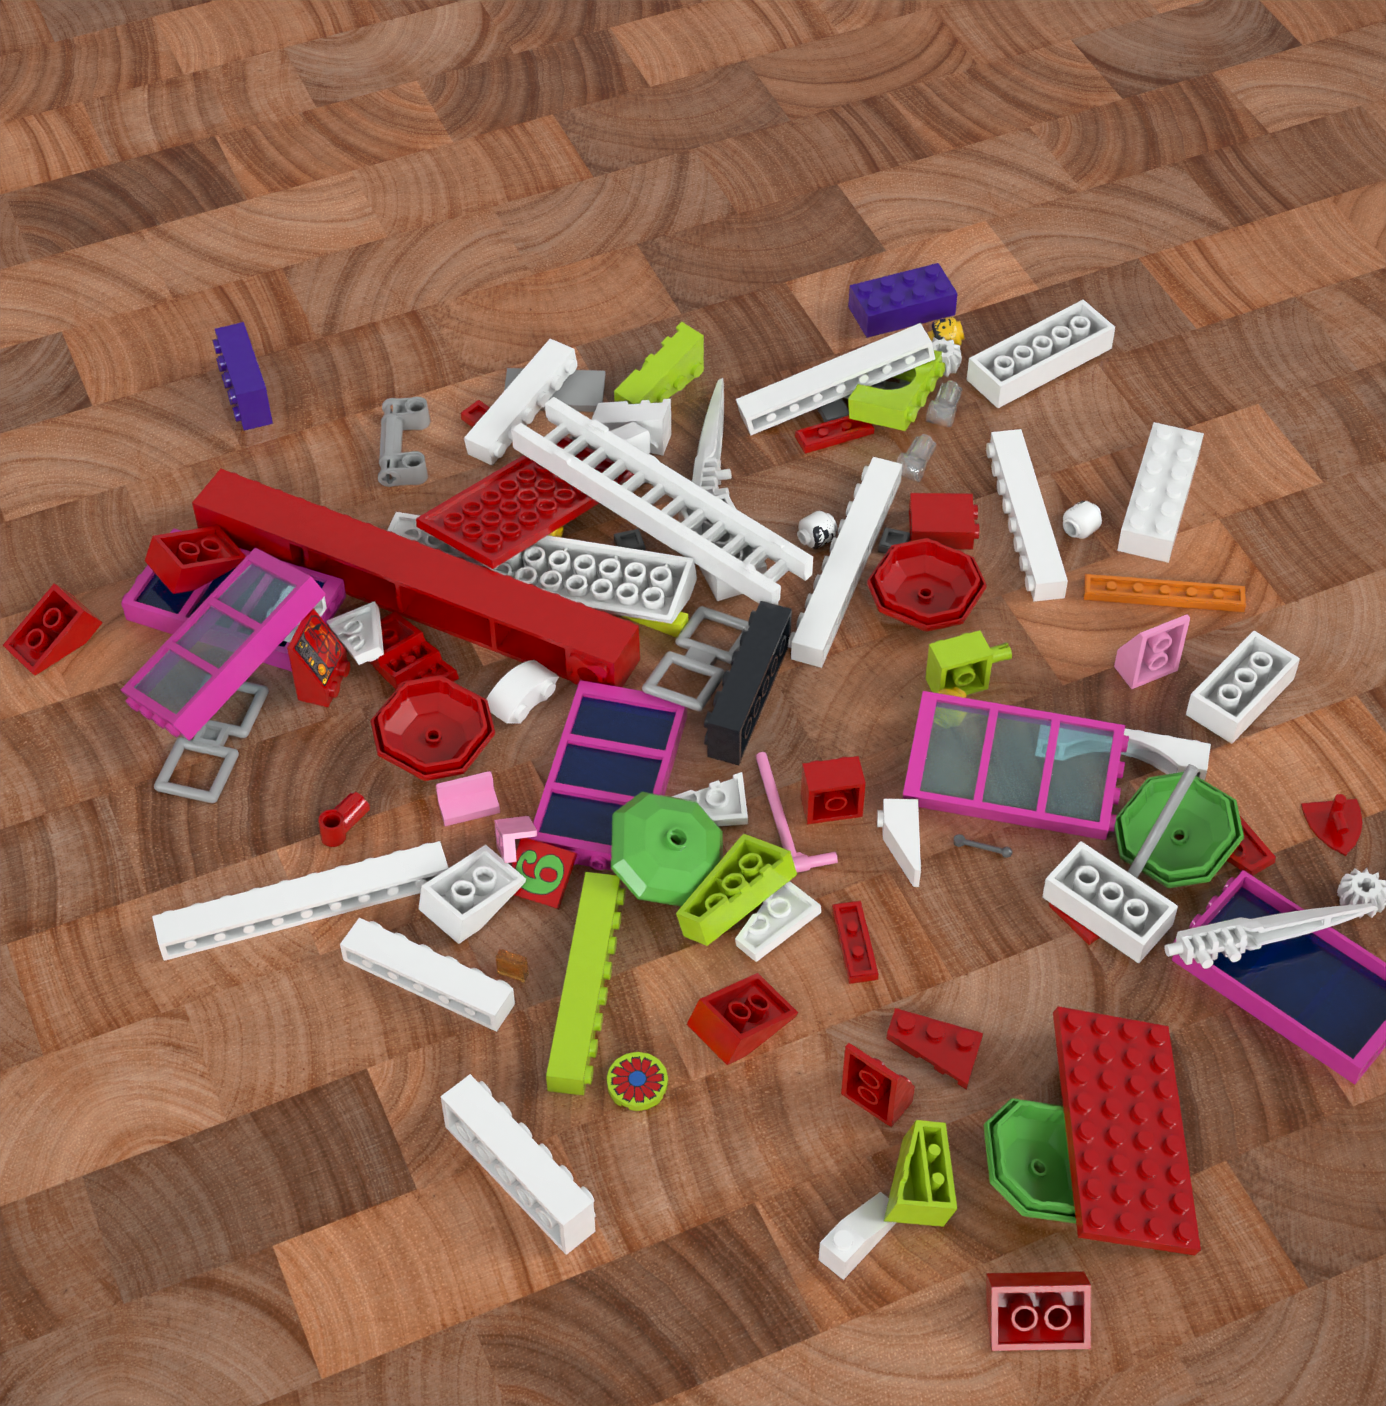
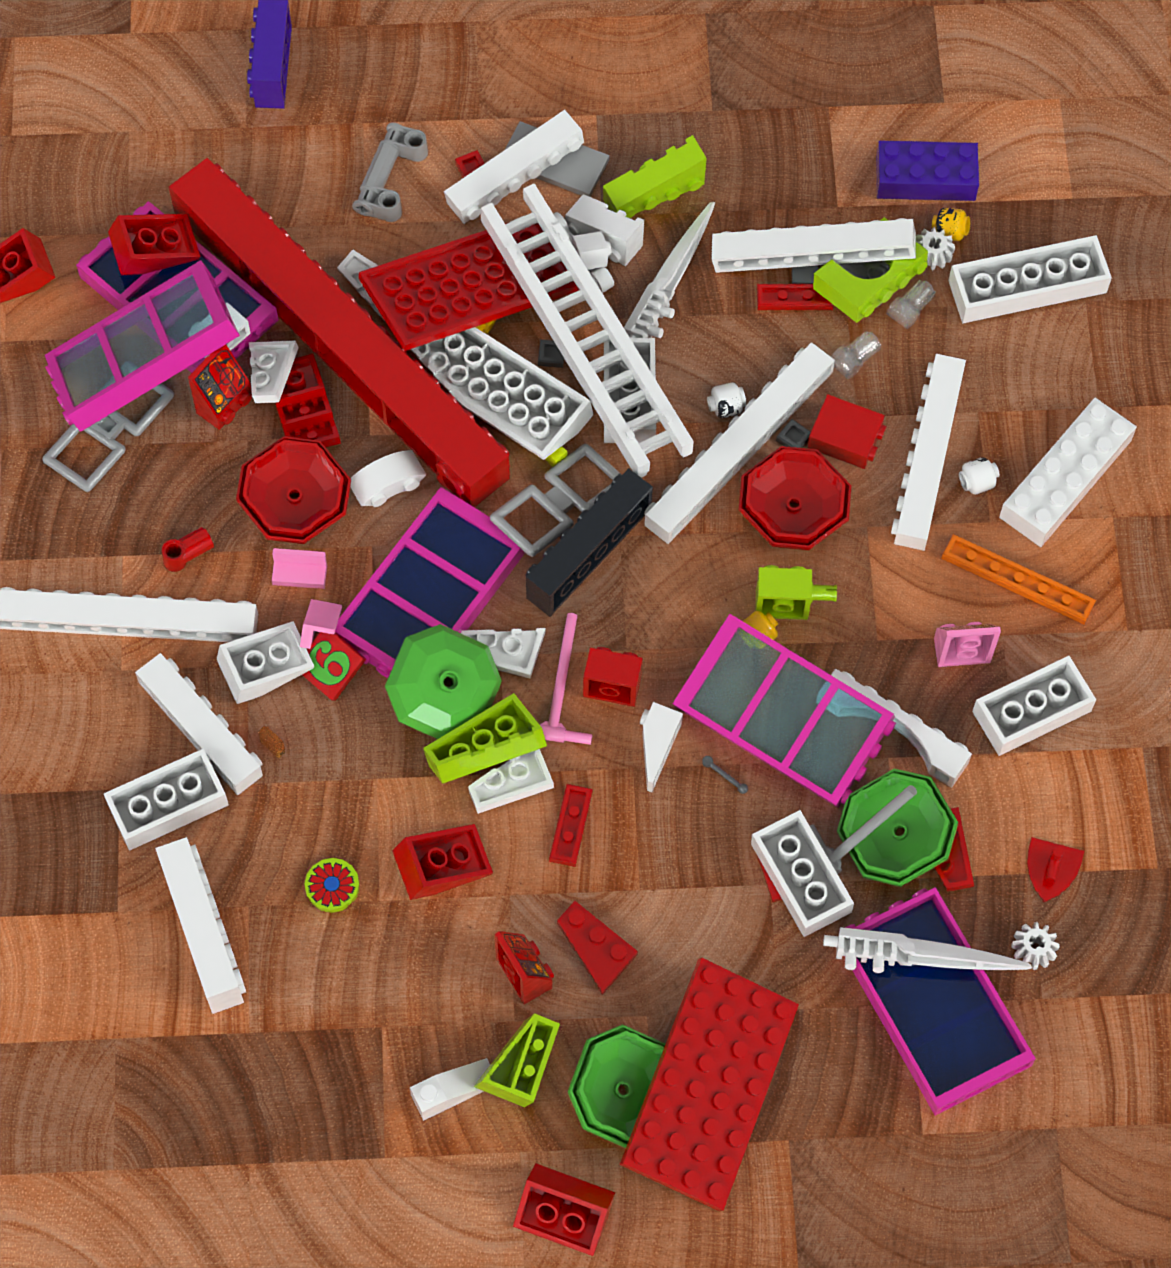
camera: 20 degrees right, 15 degrees up
(425, 1055) = (166, 799): none -> white brick
(584, 984) = (325, 780): lime brick -> none

